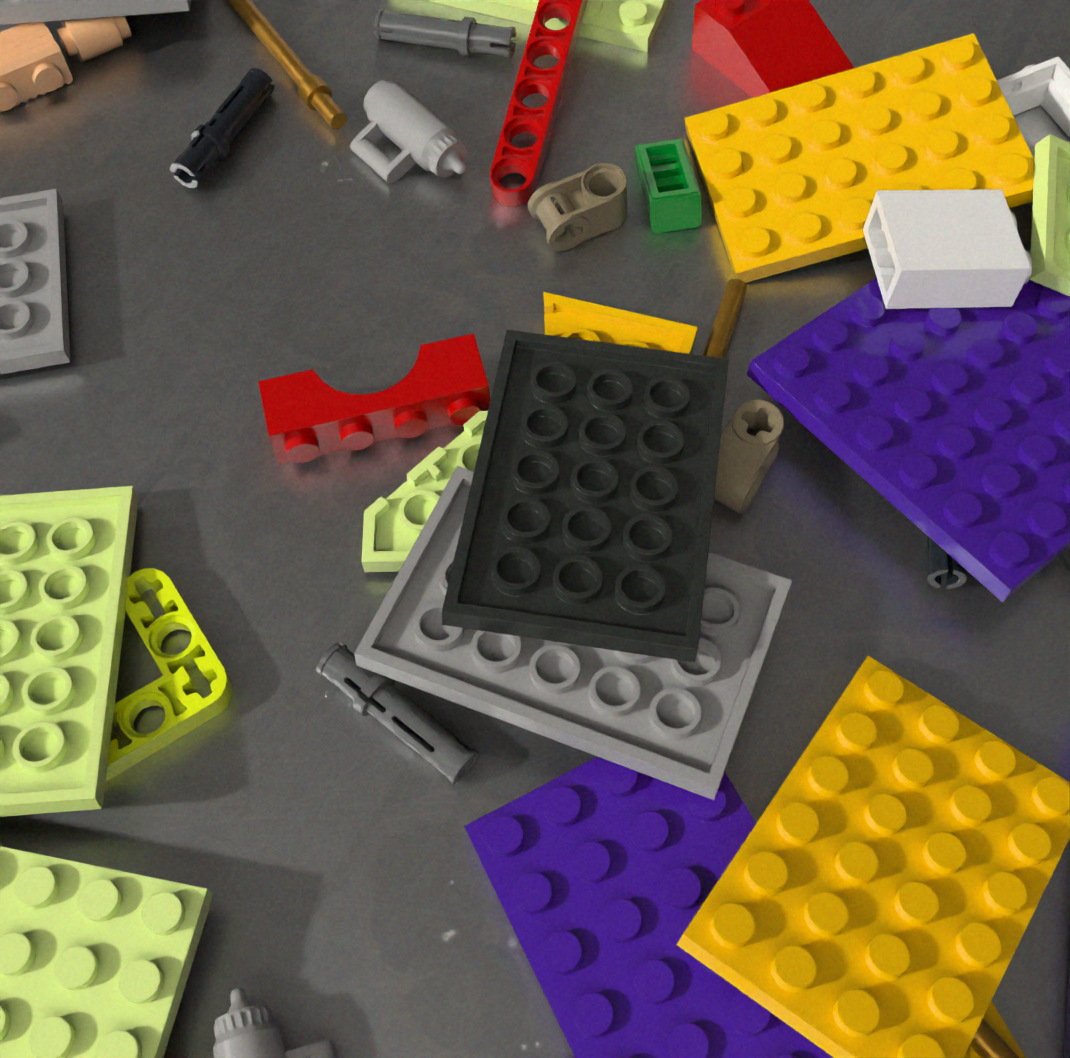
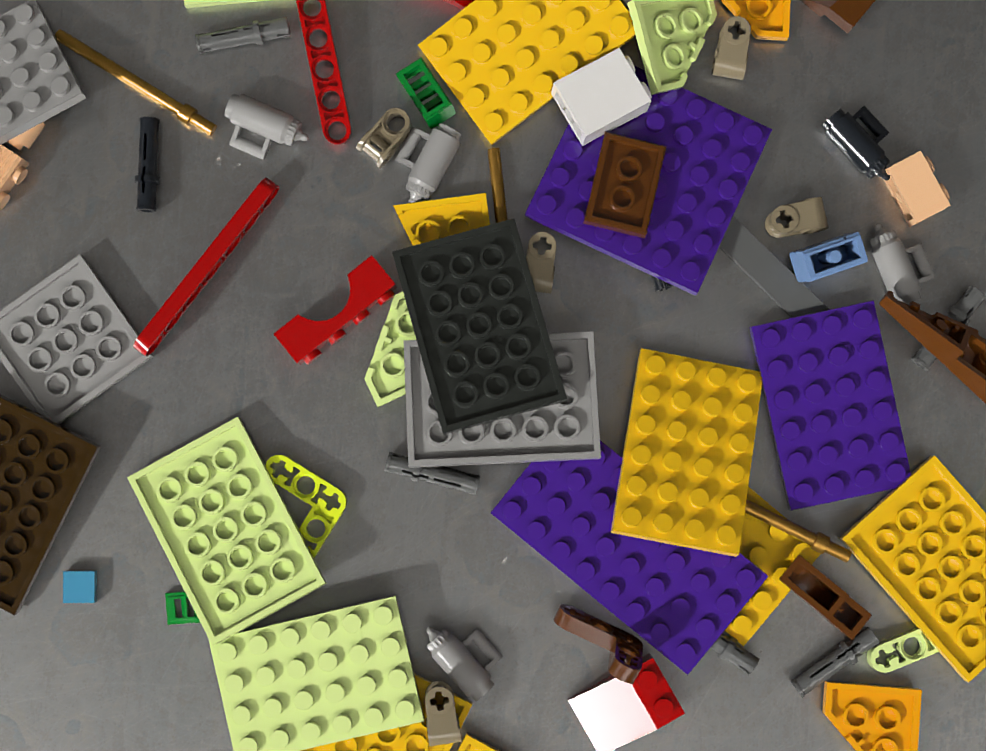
camera: 30 degrees left, 25 degrees up
(195, 263) = (206, 267): none -> red beam
(631, 256) = (432, 161): none -> light grey piece
(937, 380) = (625, 185): none -> reddish brown tile

